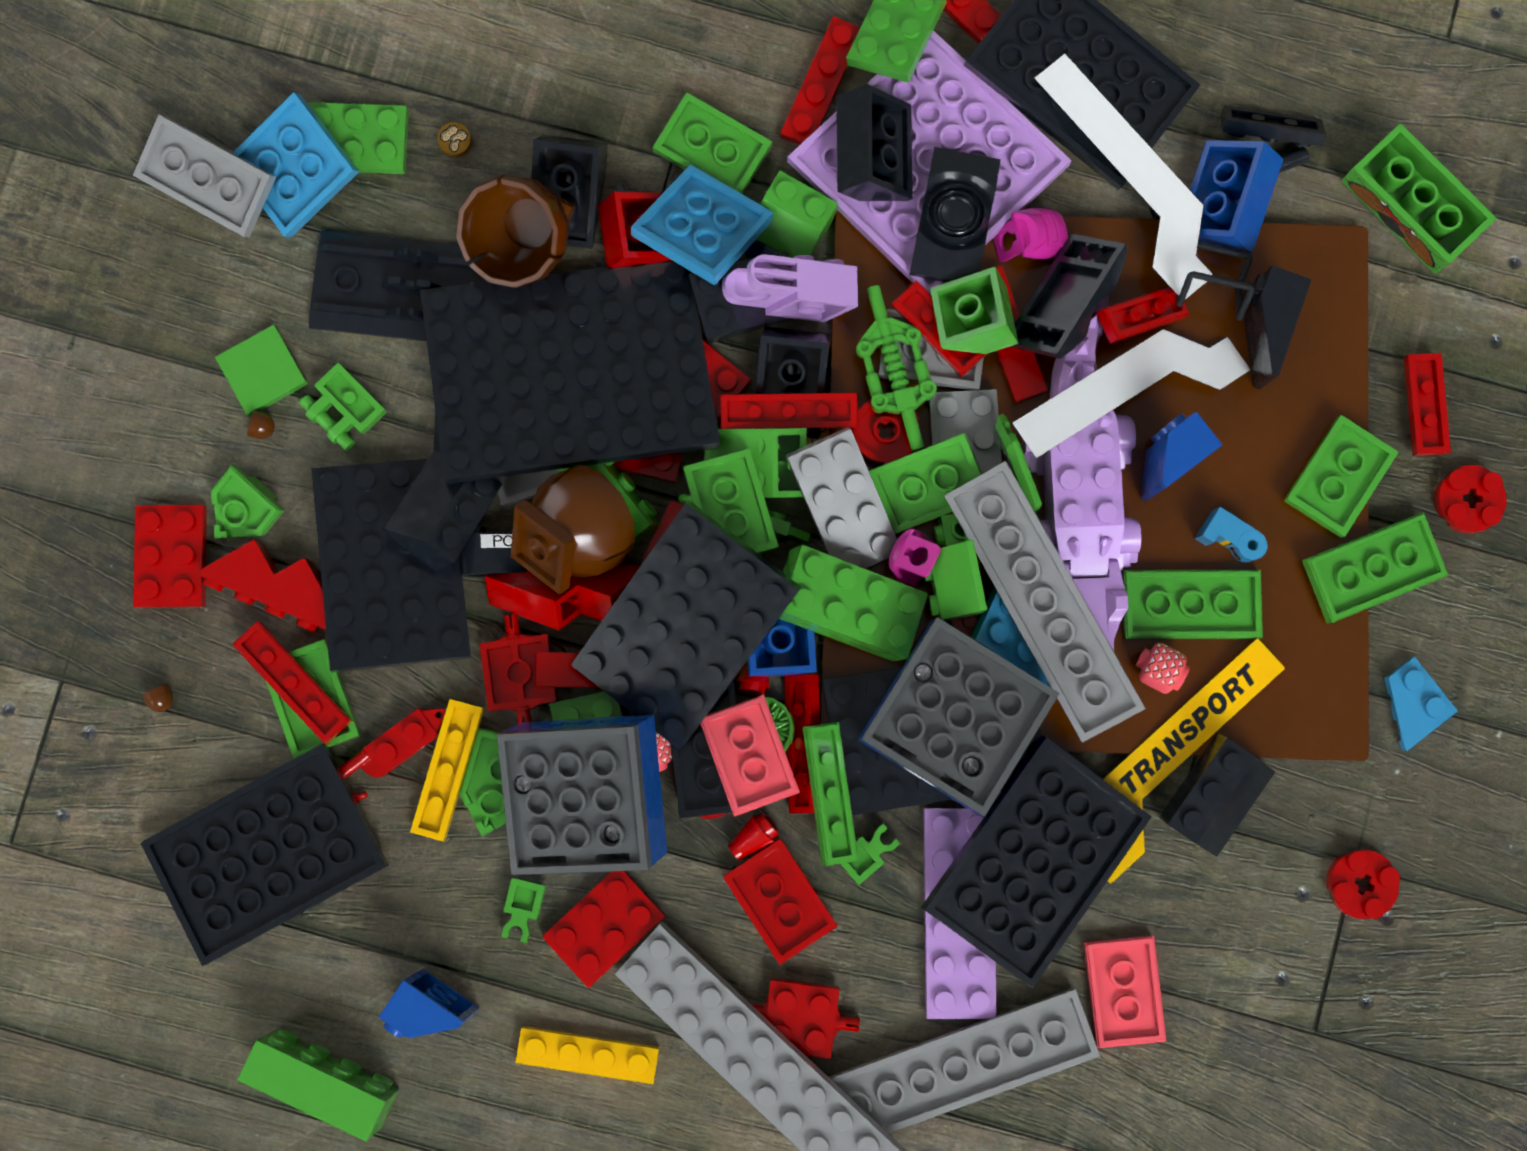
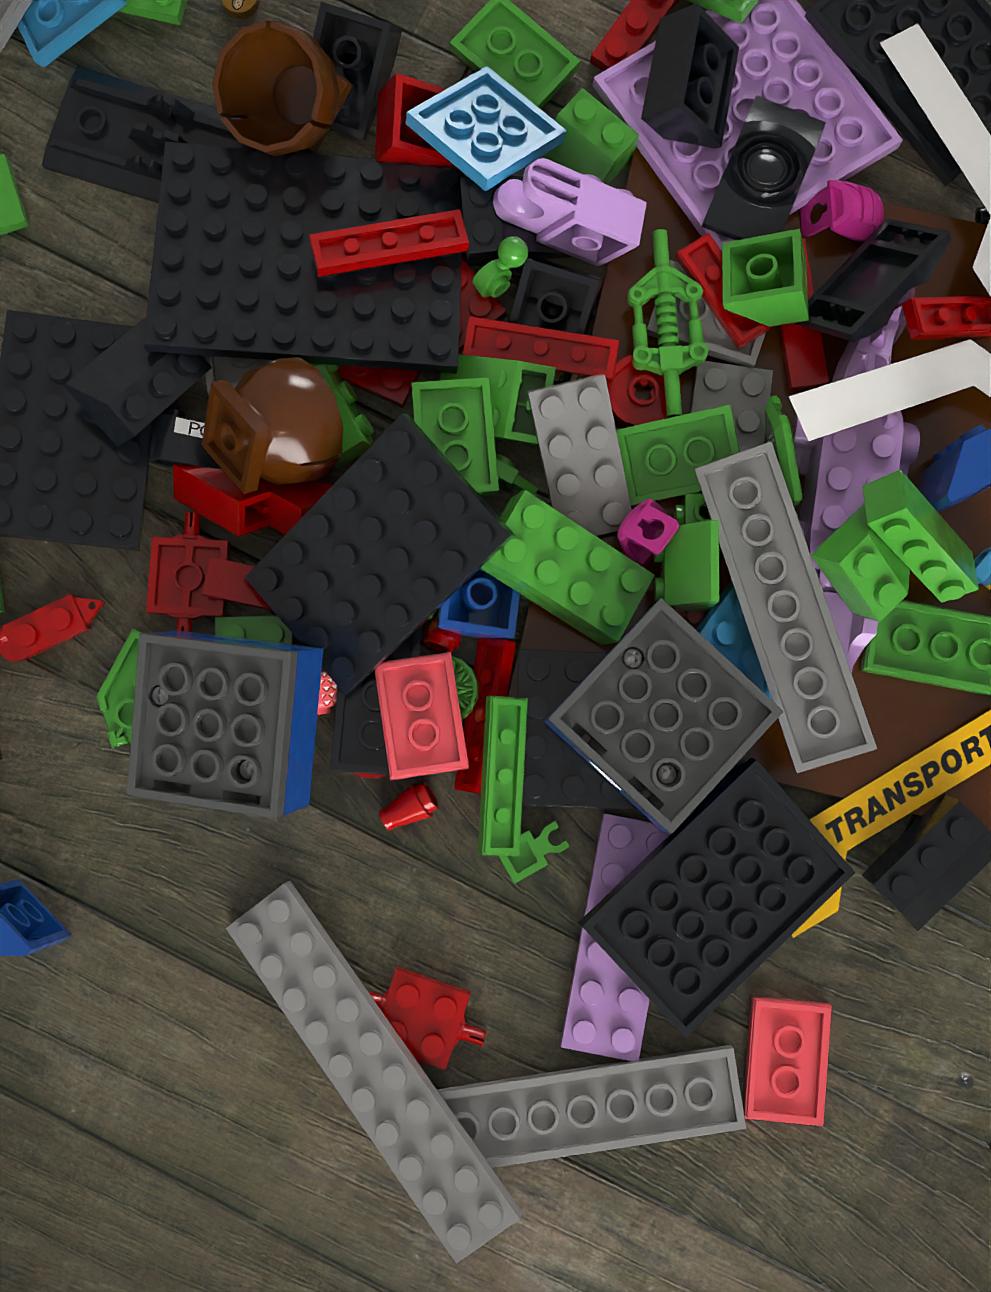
camera: 10 degrees right, 0 degrees up
(350, 399) = (68, 247): bright green plate -> none
(447, 770) = (88, 668): yellow plate -> none
(523, 902) = (141, 830): bright green plate -> none
(587, 1055) = (177, 1011): yellow plate -> none
(603, 926) = (224, 873): red plate -> none
(638, 345) = (388, 242): none -> red plate
(735, 356) = (495, 275): none -> bright green plate
(780, 901) = (424, 884): red plate -> none
(1107, 550) = (863, 568): none -> bright green slope
(1149, 518) = (920, 536): none -> bright green brick
(1162, 668) = (899, 710): coral head -> none

